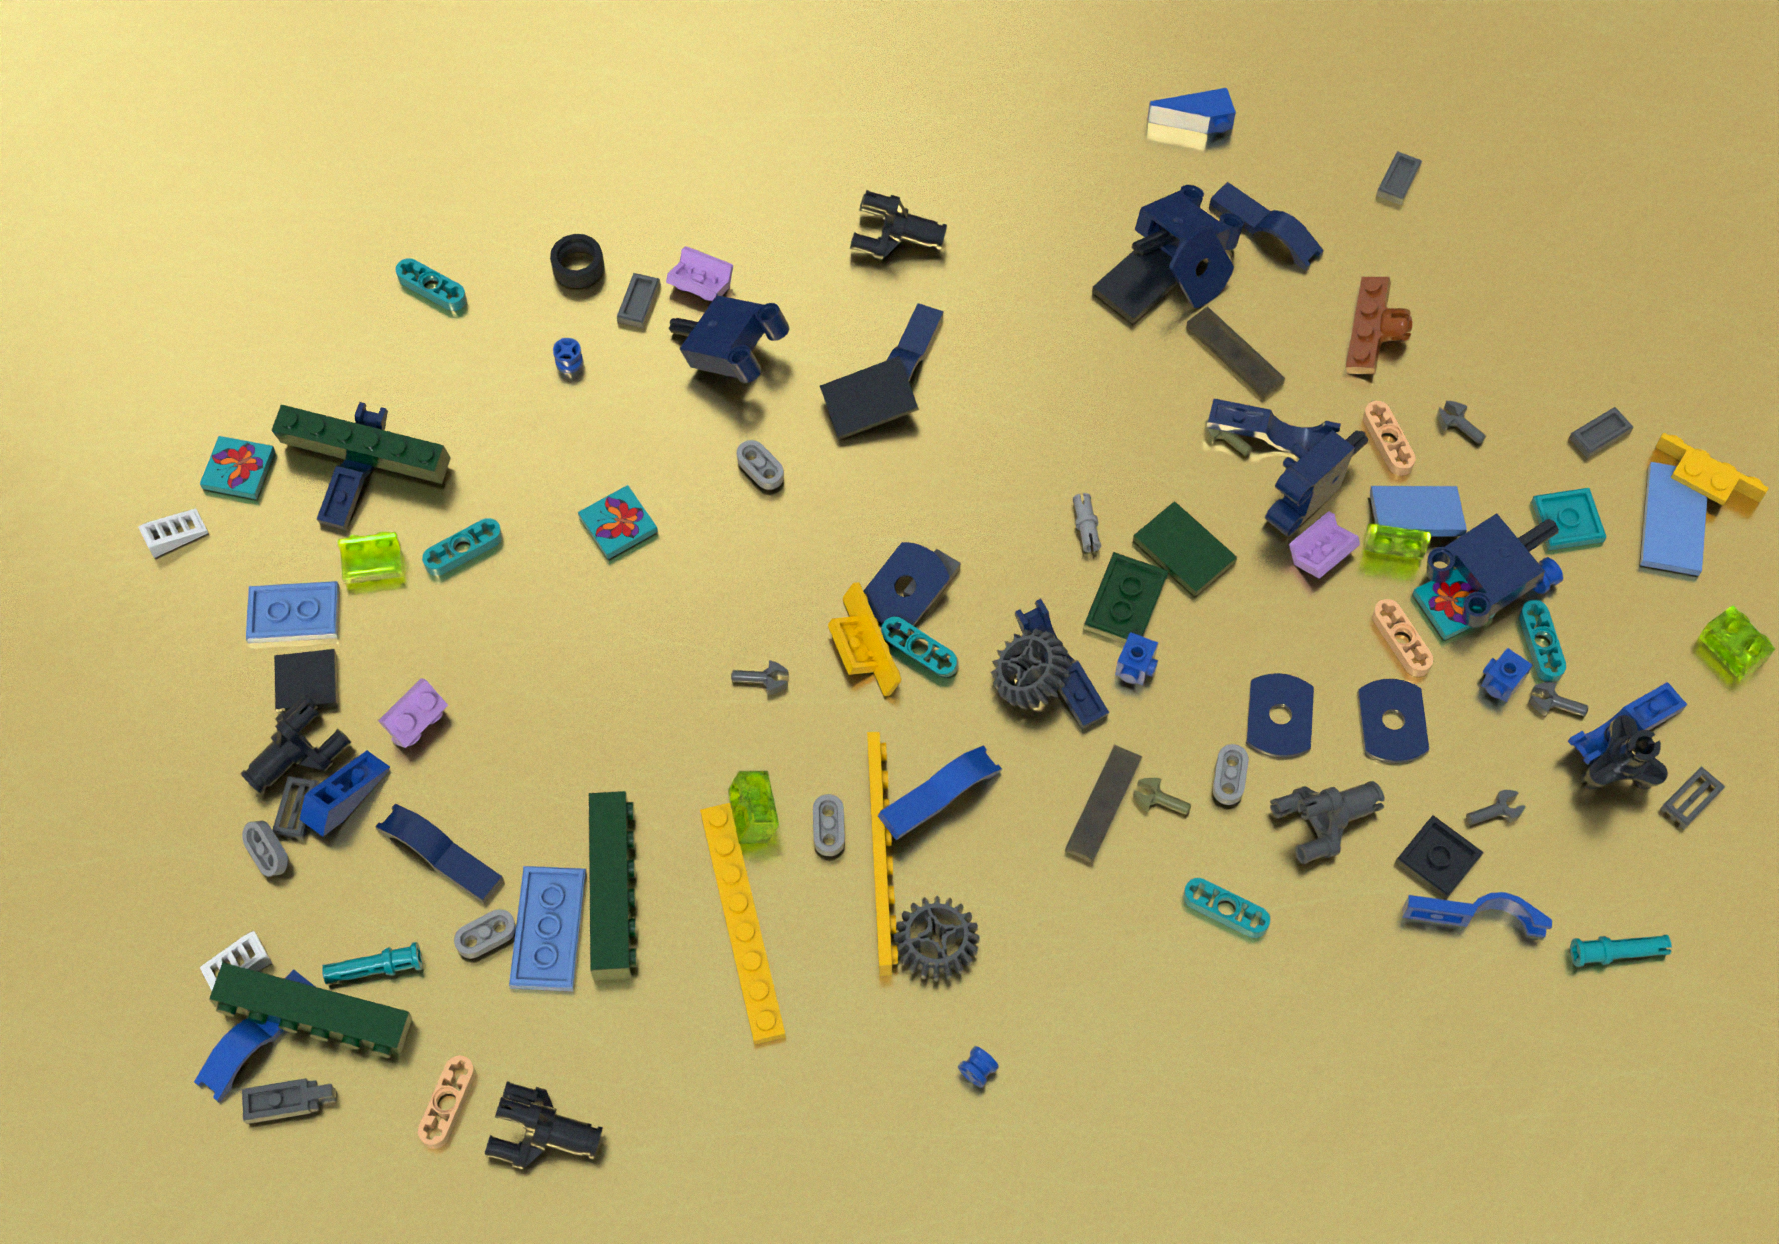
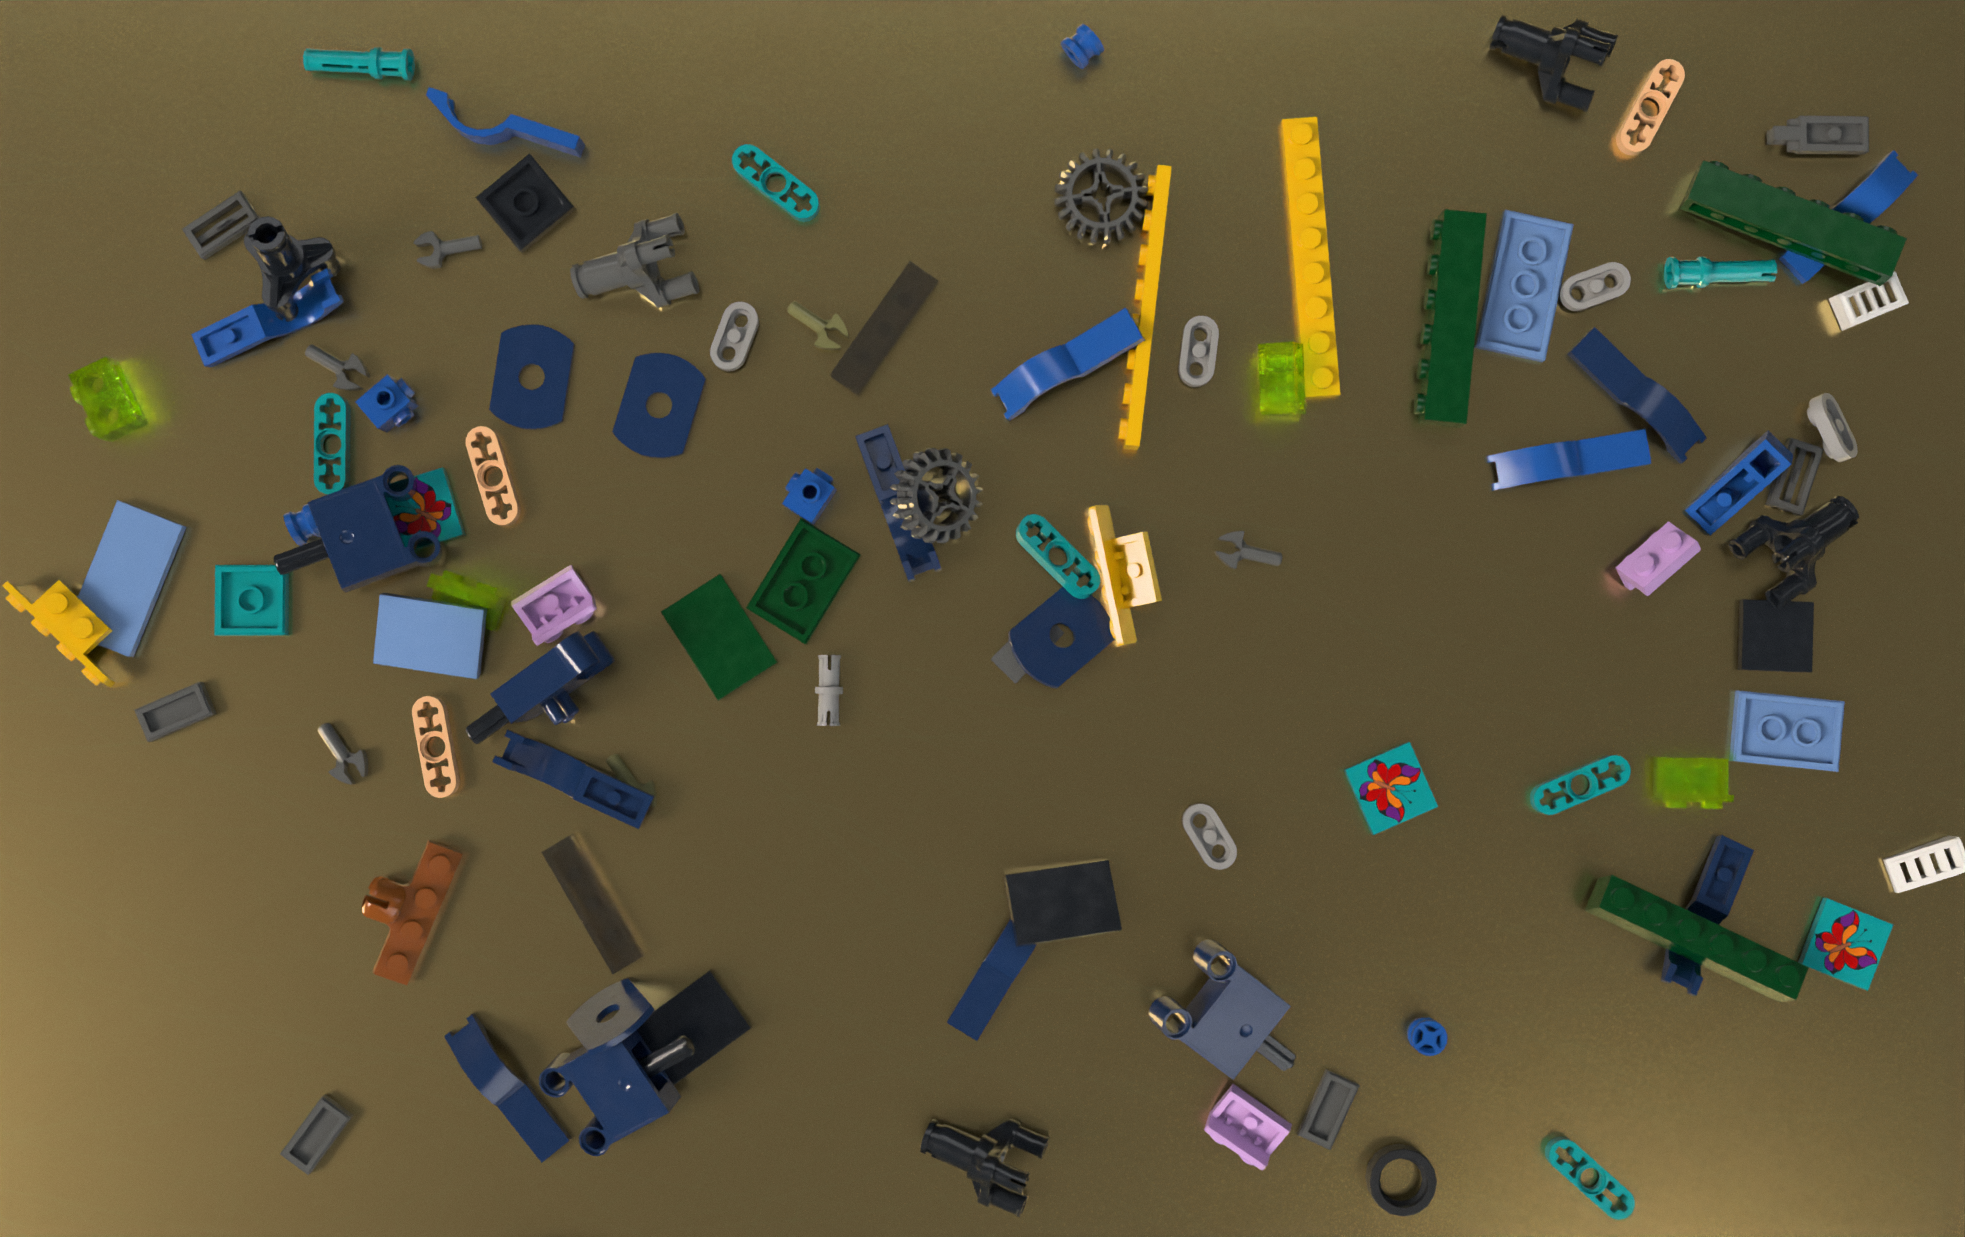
camera: 170 degrees left, 25 degrees up
(485, 792) = (1571, 459): none -> blue piece

